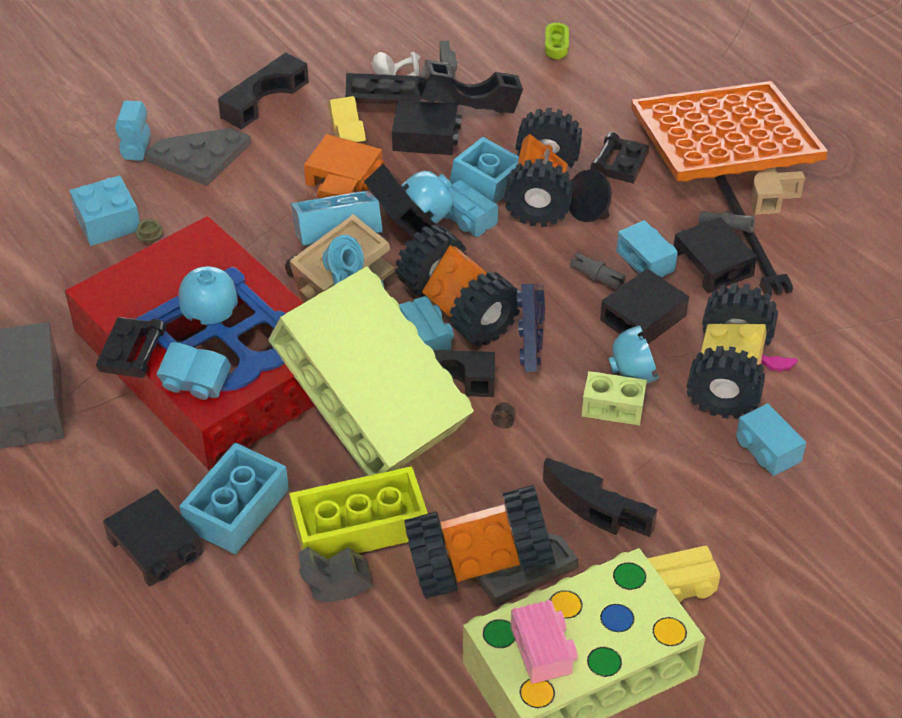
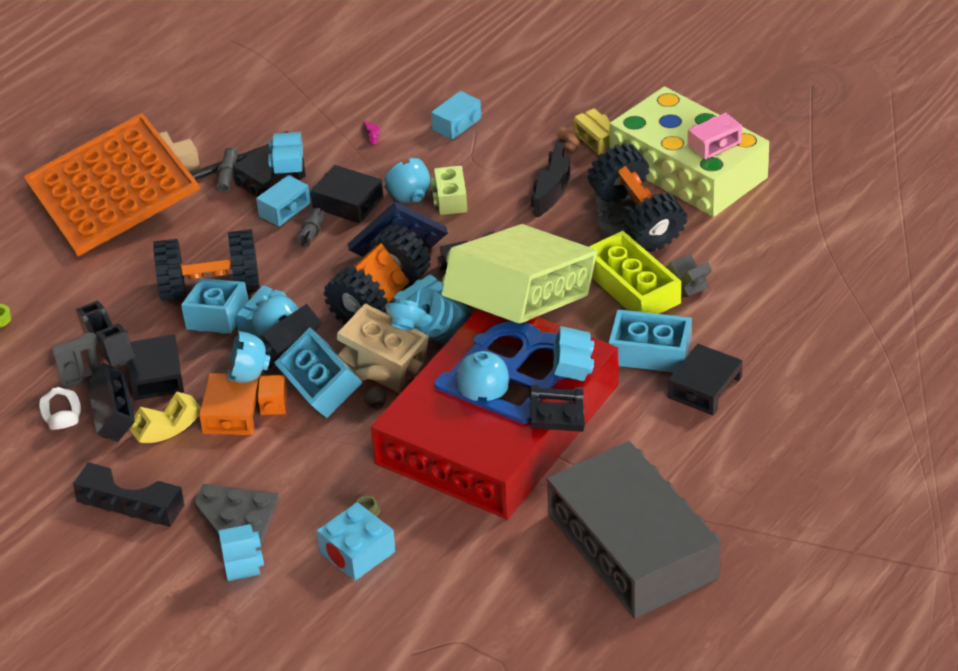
camera: 105 degrees left, 5 degrees down
(365, 155) = (247, 358): none -> medium azure cylinder
(590, 196) = (218, 237): black shield -> none
(628, 161) = (143, 244): black plate -> none
(672, 543) = (571, 139): none -> nougat arm
(712, 251) = (286, 152): none -> medium azure brick
(728, 369) = (387, 130): black plate -> none

